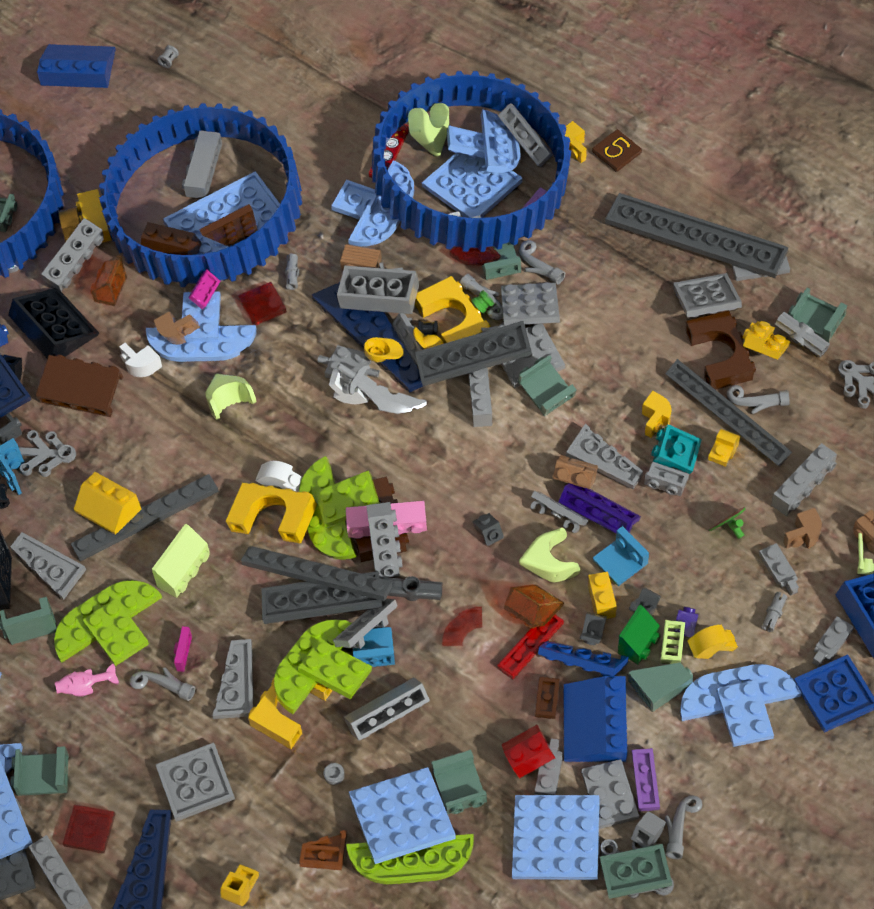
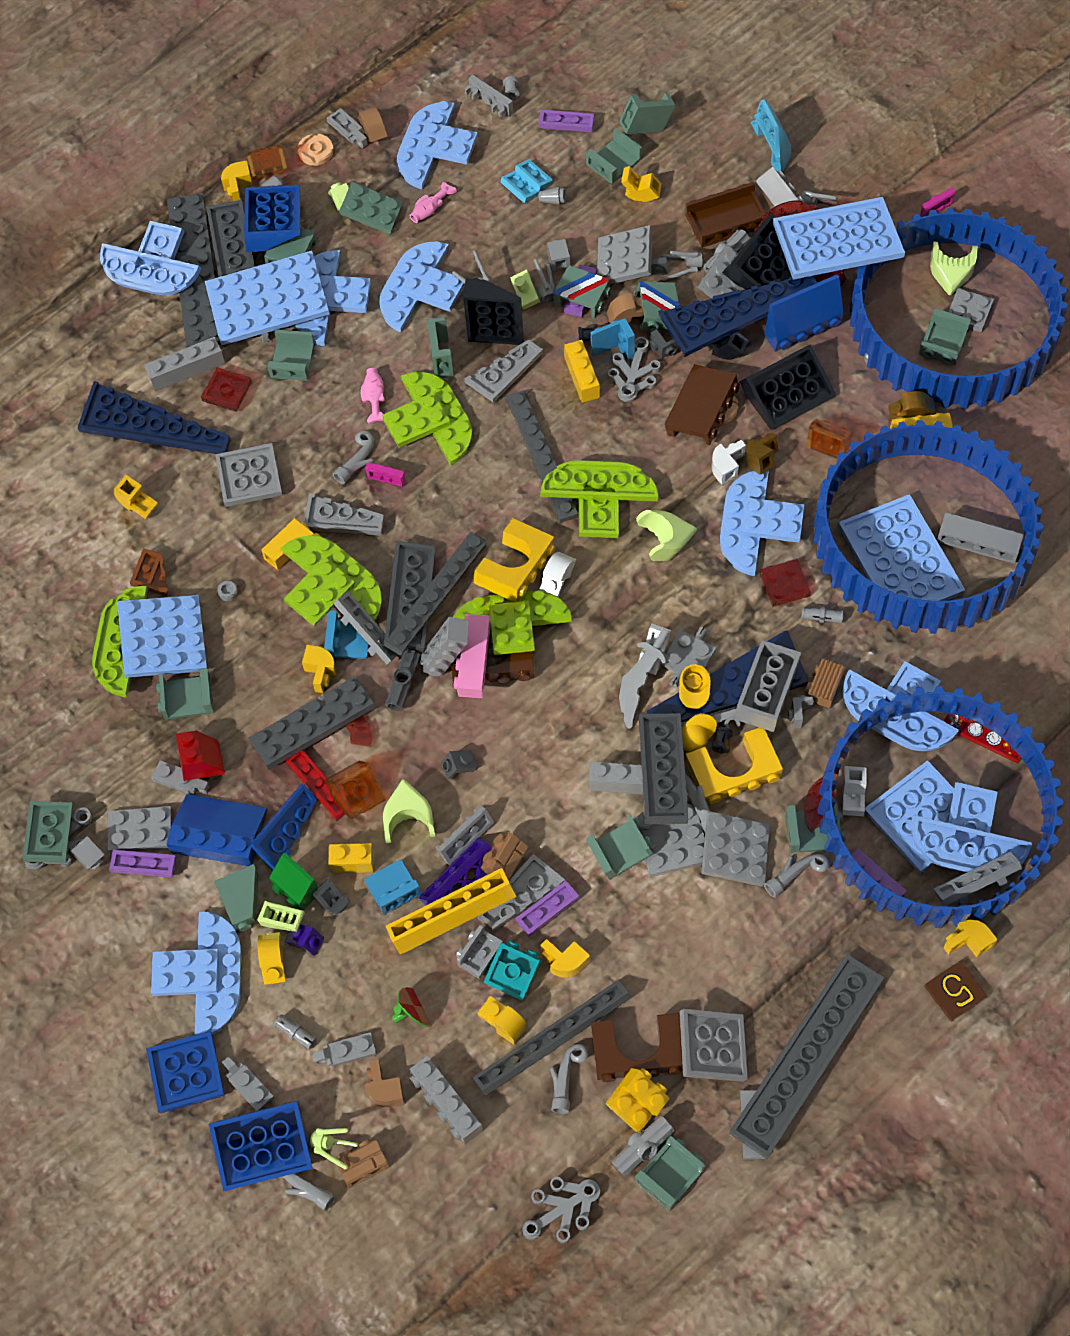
camera: 100 degrees right, 5 degrees up
(46, 493) = (581, 371): none -> yellow brick
(72, 255) = (864, 402): light grey brick -> none
(106, 503) = (557, 419): yellow slope -> none
(134, 333) = (761, 453): none -> pearl gold brick
(170, 240) = (866, 495): reddish brown slope -> none
(174, 329) = (750, 486): medium nougat brick -> none
(180, 561) = (476, 476): yellowish green slope -> none
(181, 459) = (599, 489): none -> lime plate
(204, 289) = (796, 518): dark pink plate -> none
(232, 227) = (840, 531): reddish brown wing -> none
(386, 708) = (275, 638): light grey brick -> none
(405, 662) = (321, 663): none -> yellow brick
(431, 130) = (996, 776): yellowish green animal -> none
(470, 284) = (763, 805): light grey plant -> none
(470, 661) = (311, 722): none -> dark grey plate
(483, 301) = (744, 798): bright green wheel -> none
(547, 698) = (253, 788): reddish brown plate -> none
(556, 837) = (106, 770): light blue plate -> none
(593, 628) = (314, 843): dark grey bracket -> none
(614, 435) = (547, 908): none -> medium lavender plate
(638, 499) = (450, 911): none -> yellow brick
(675, 830) = (88, 883): light grey plant -> none

